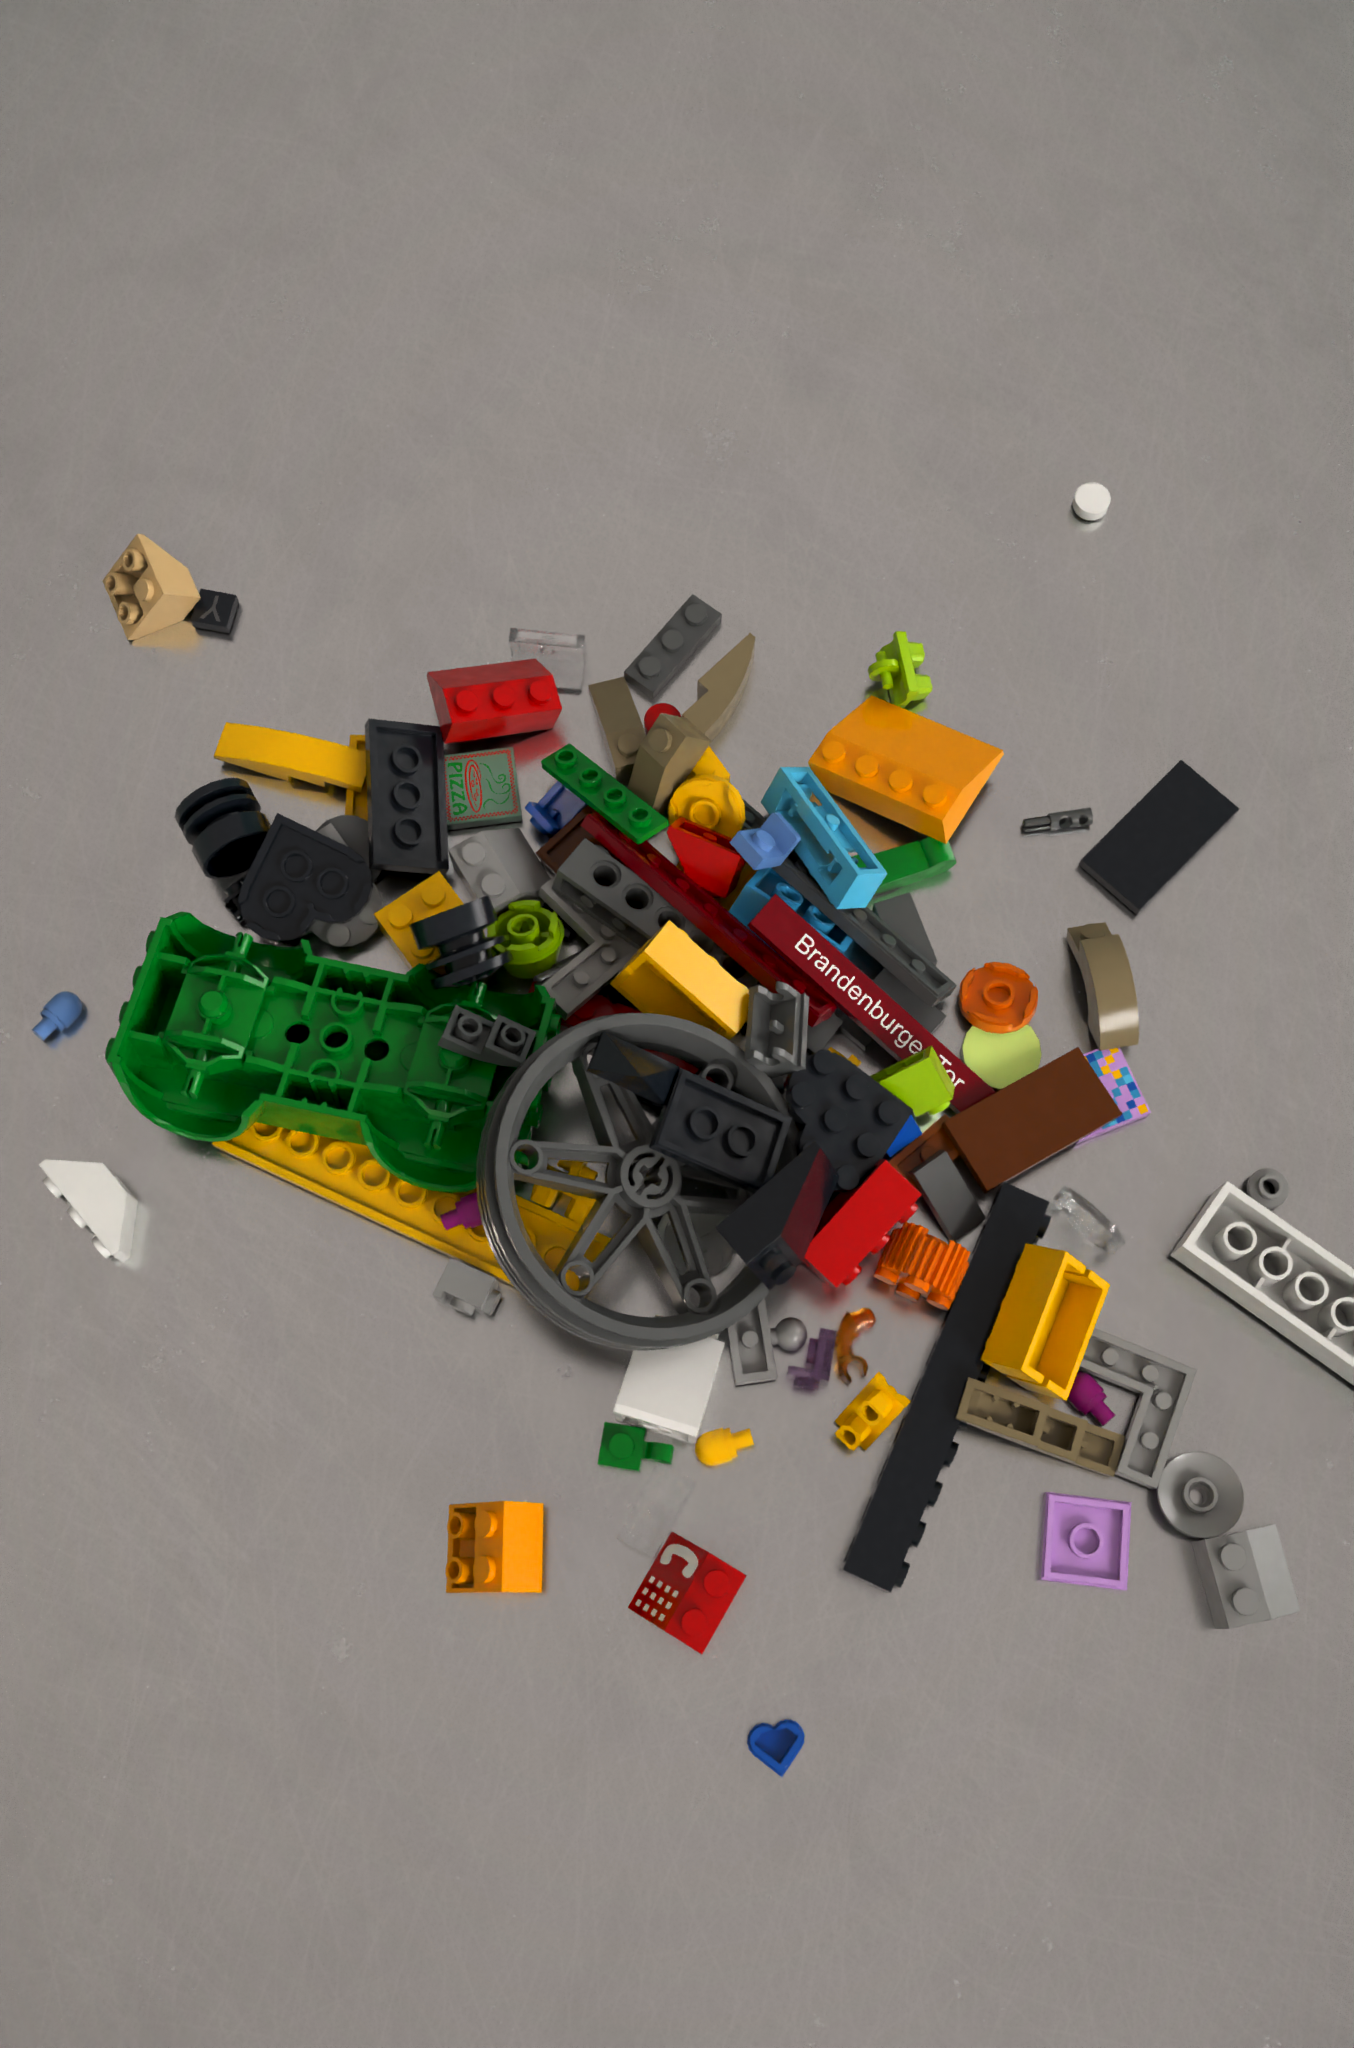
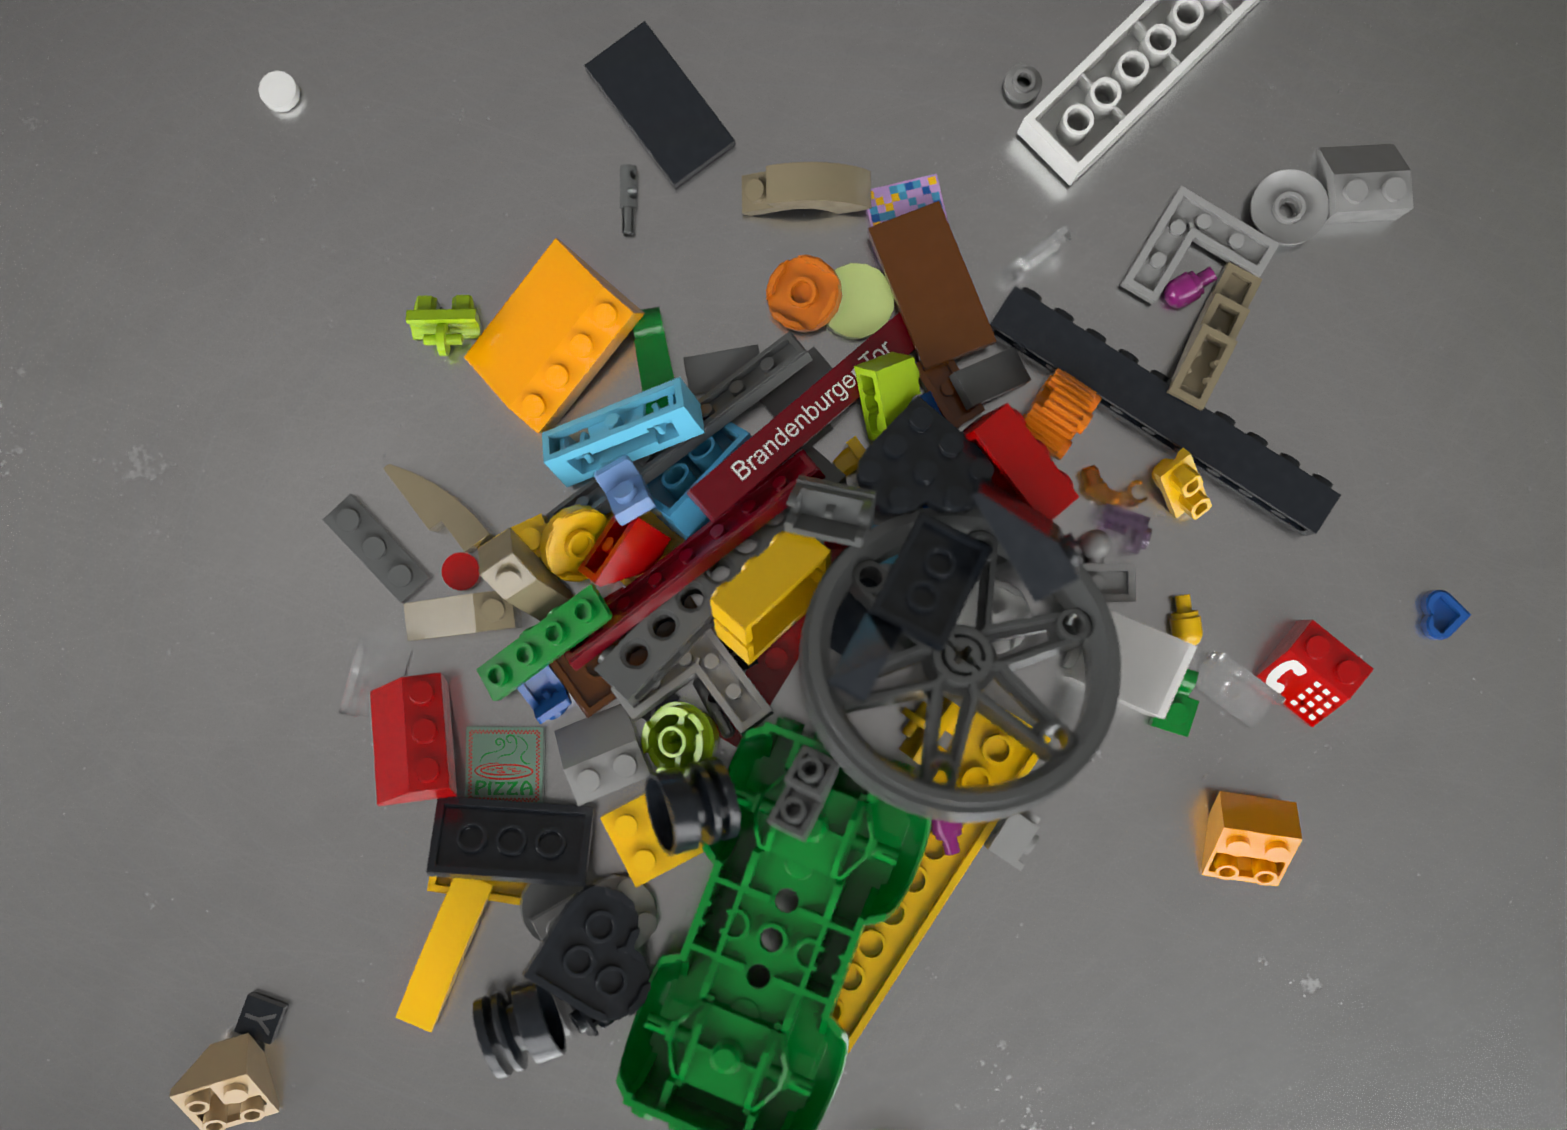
camera: 85 degrees left, 15 degrees up
(1045, 1321) = (1128, 312): yellow piece -> none
(1085, 1541) = (1310, 316): lavender tile -> none

